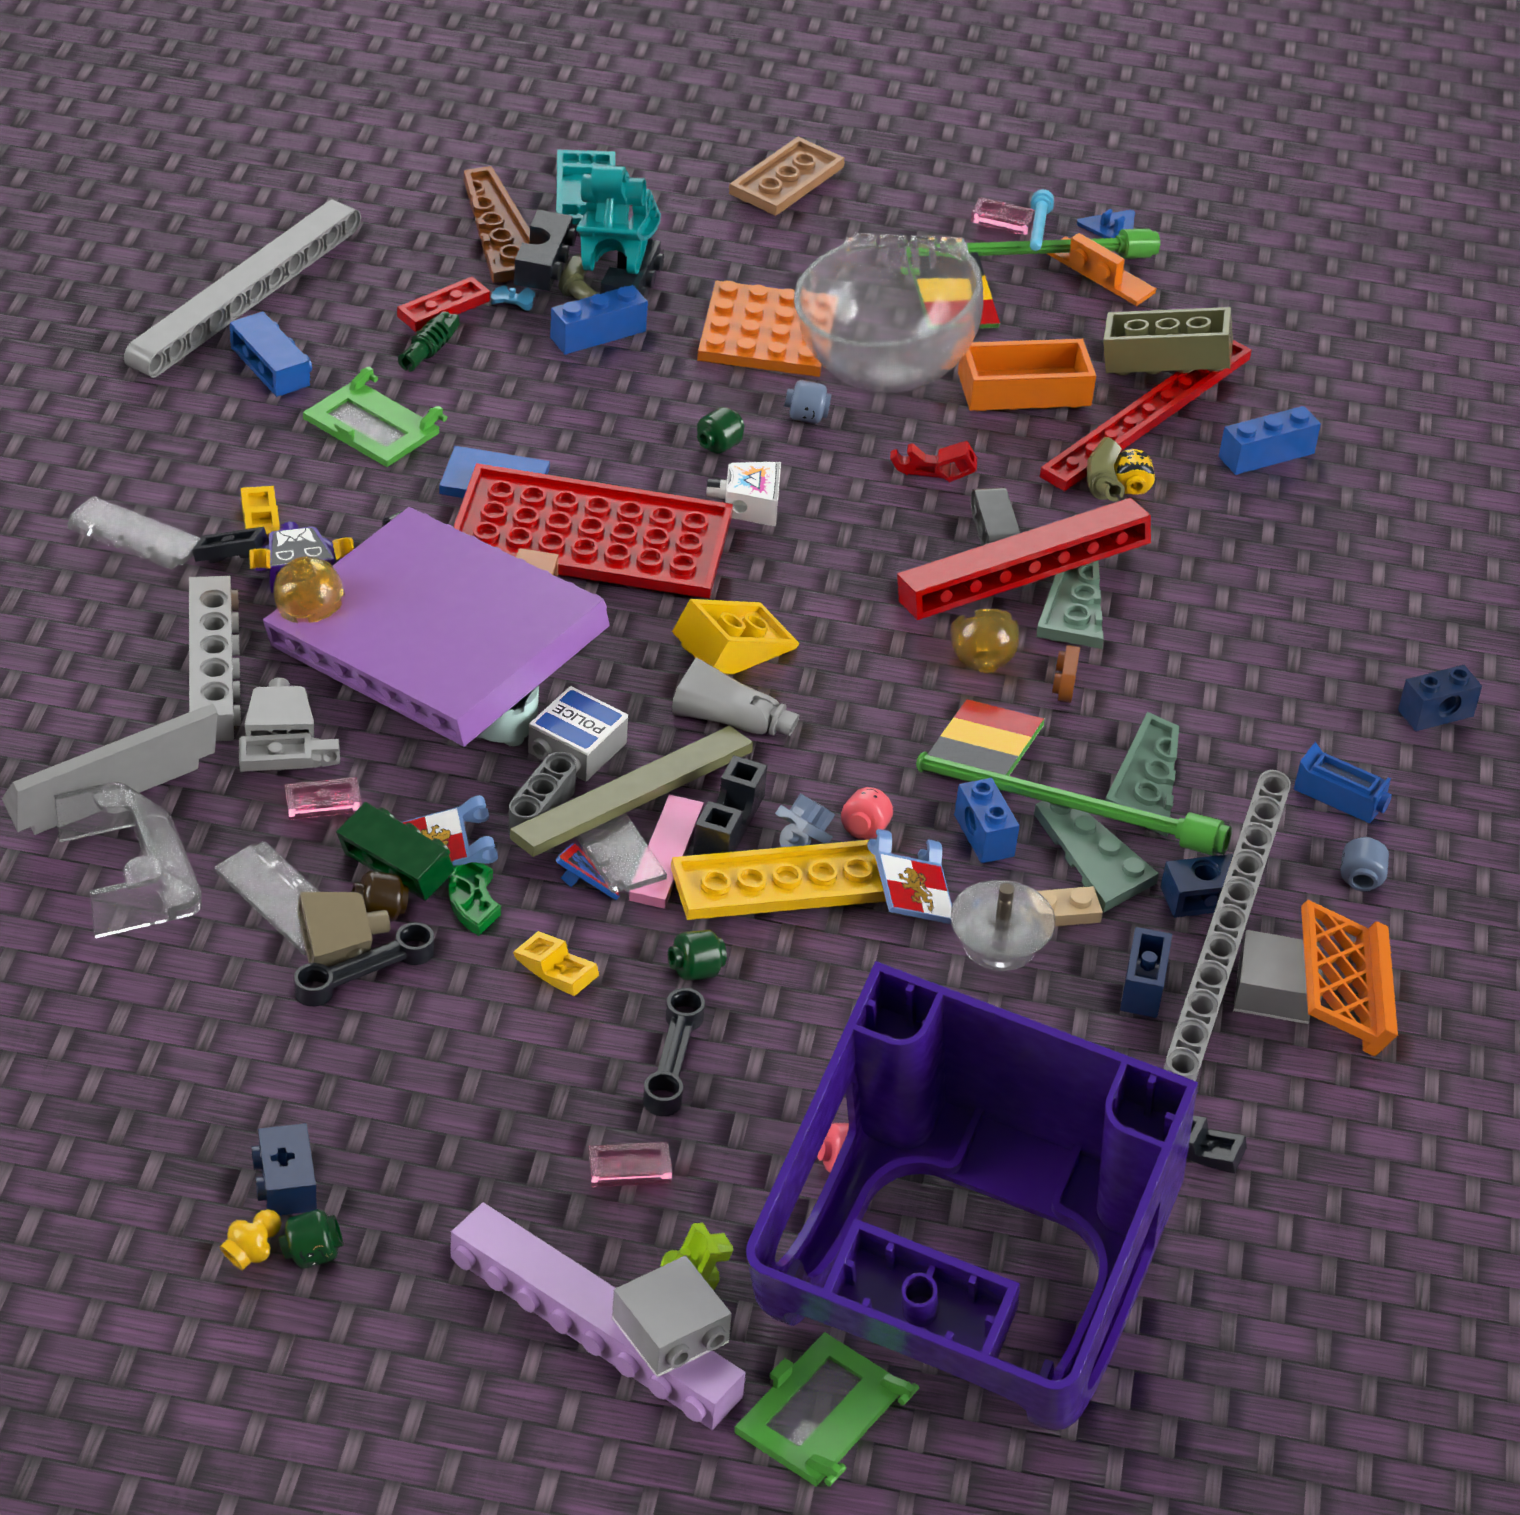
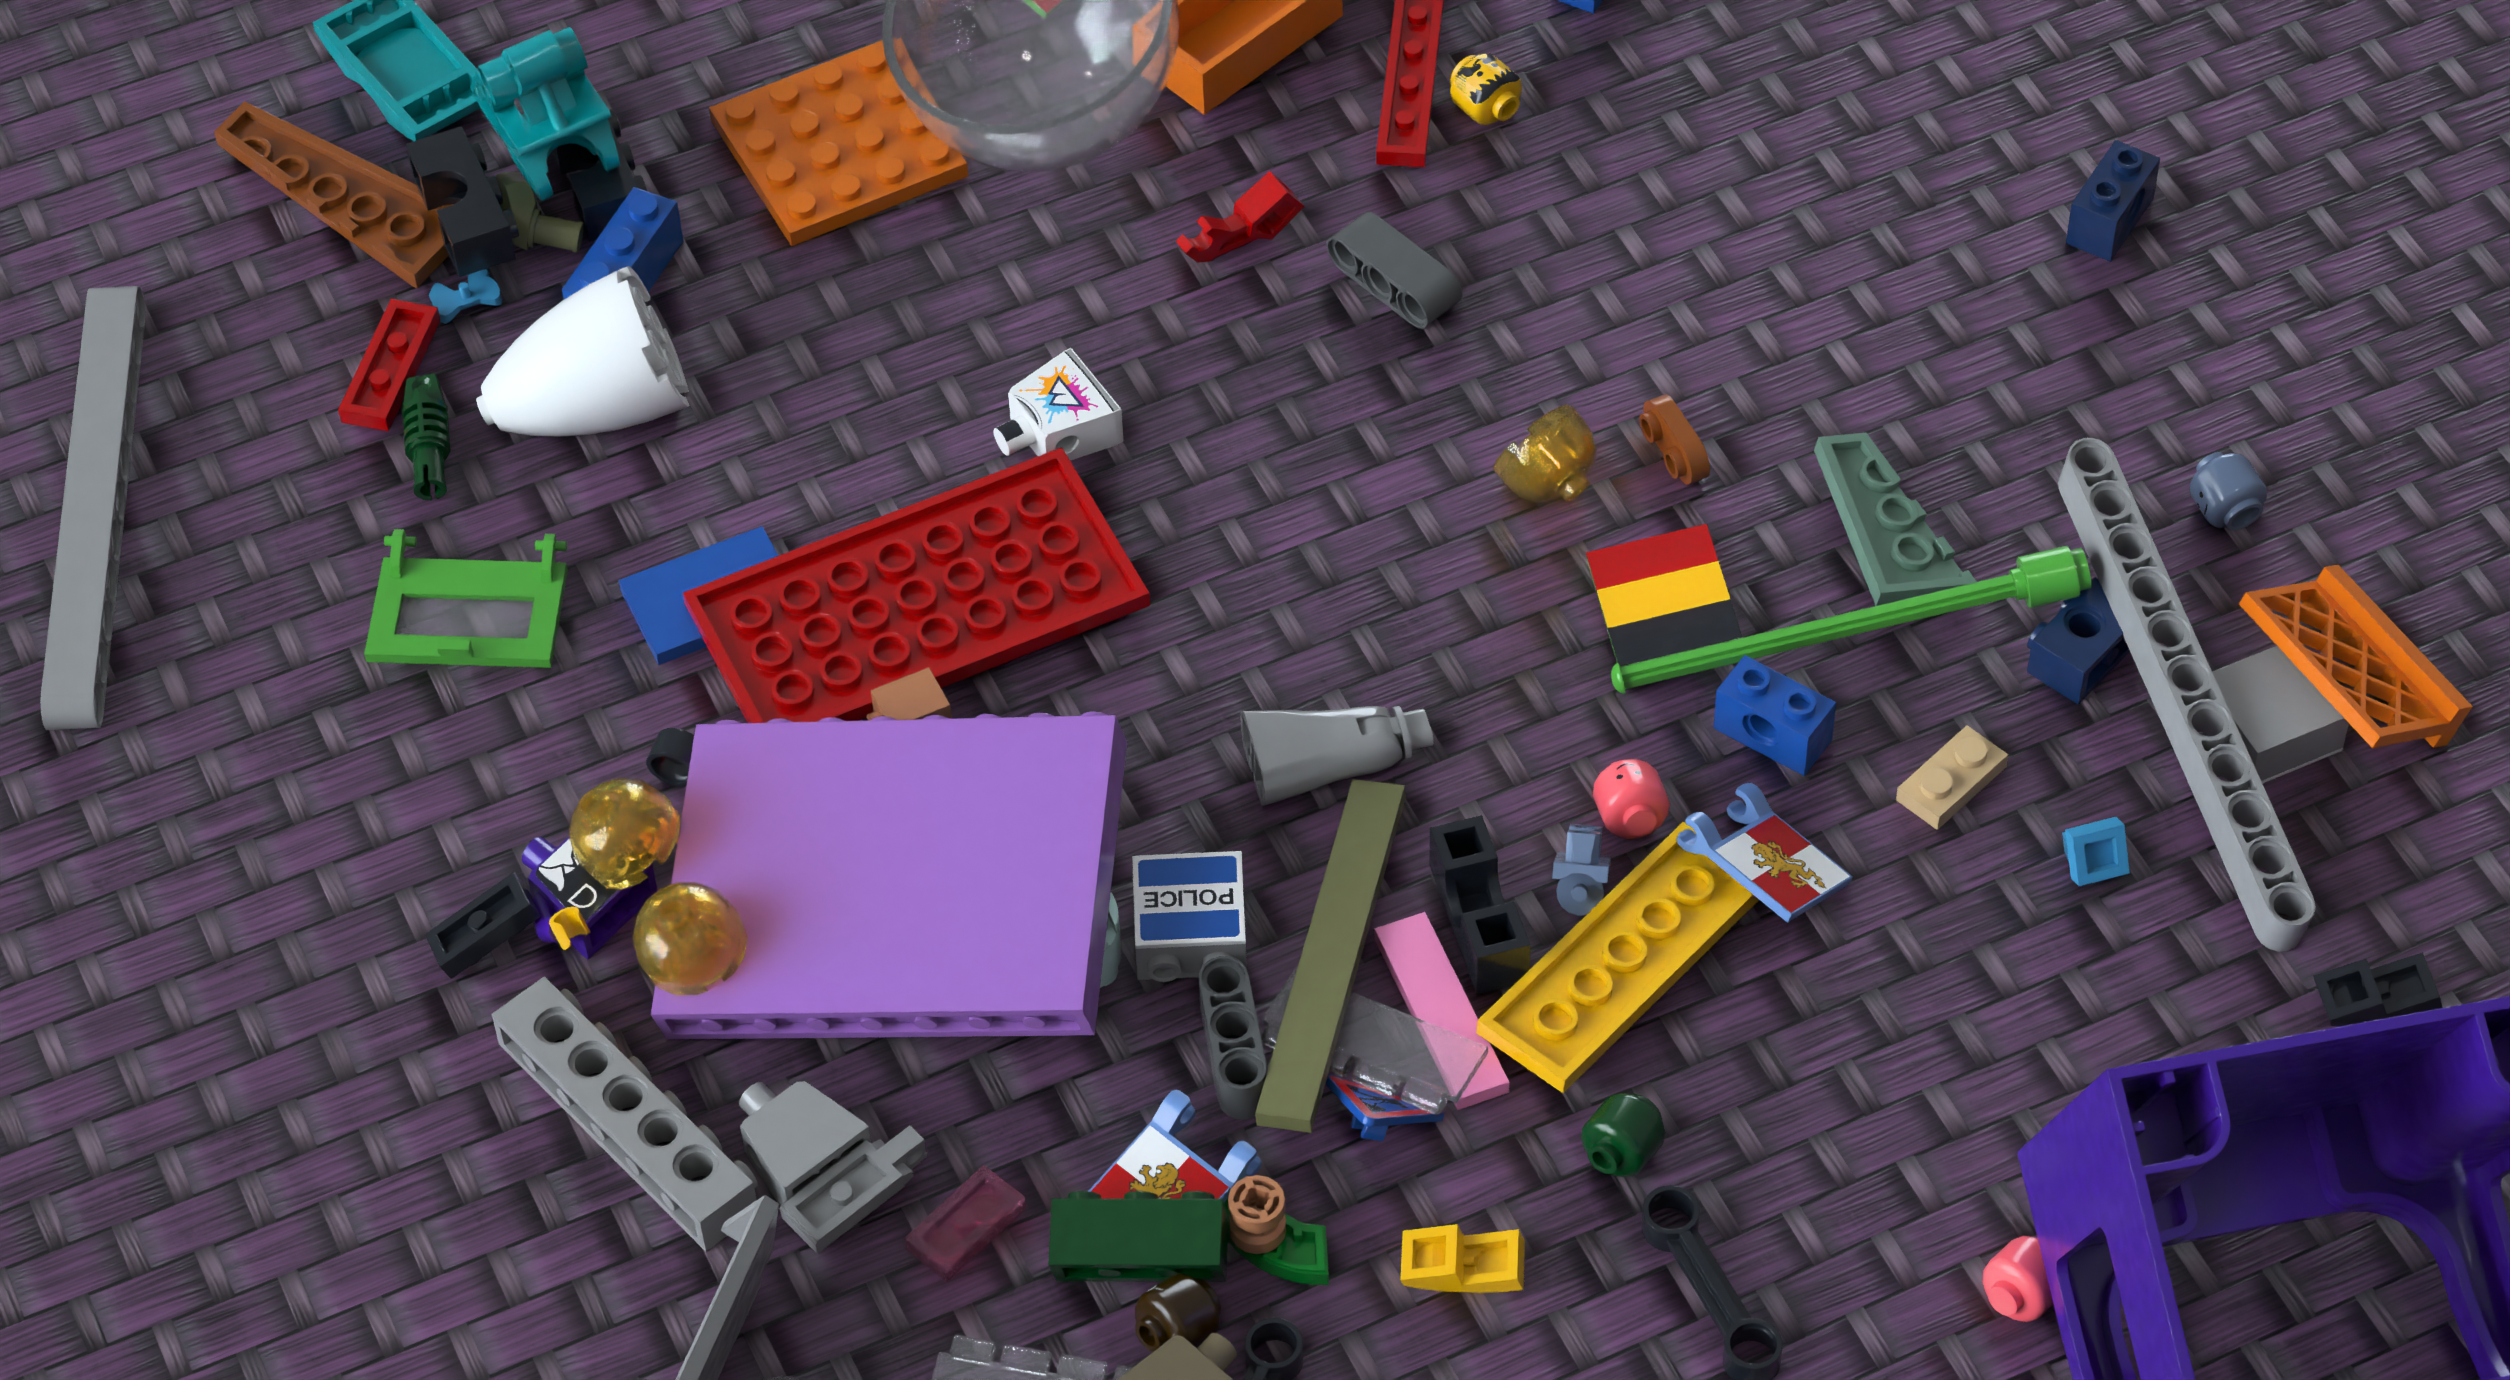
camera: 30 degrees left, 10 degrees up
(132, 532) = (335, 980): clear windscreen -> none
(260, 508) = (461, 849): yellow slope -> none
(270, 354) = (237, 590): brick -> none
(322, 523) = (622, 831): none -> clear yellow cylinder
(464, 873) = (1257, 1214): none -> nougat wheel
(535, 346) = (587, 366): none -> white cylinder
(720, 430) = (937, 342): dark green head -> none
(732, 634) = (1237, 644): yellow slope -> none
(808, 401) = (1003, 228): sand blue head -> none
(1002, 923) = (1932, 849): clear piece -> none
(1023, 558) = (1485, 306): red brick -> none
(1074, 608) = (1585, 327): sand green wing -> none
(1096, 854) = (1931, 675): sand green wing -> none
(1101, 472) = (1457, 116): olive arm -> none
(1103, 981) = (2096, 851): none -> dark azure tile
(1146, 972) = (2134, 790): dark blue brick -> none
(1342, 785) = (2112, 396): blue window -> none

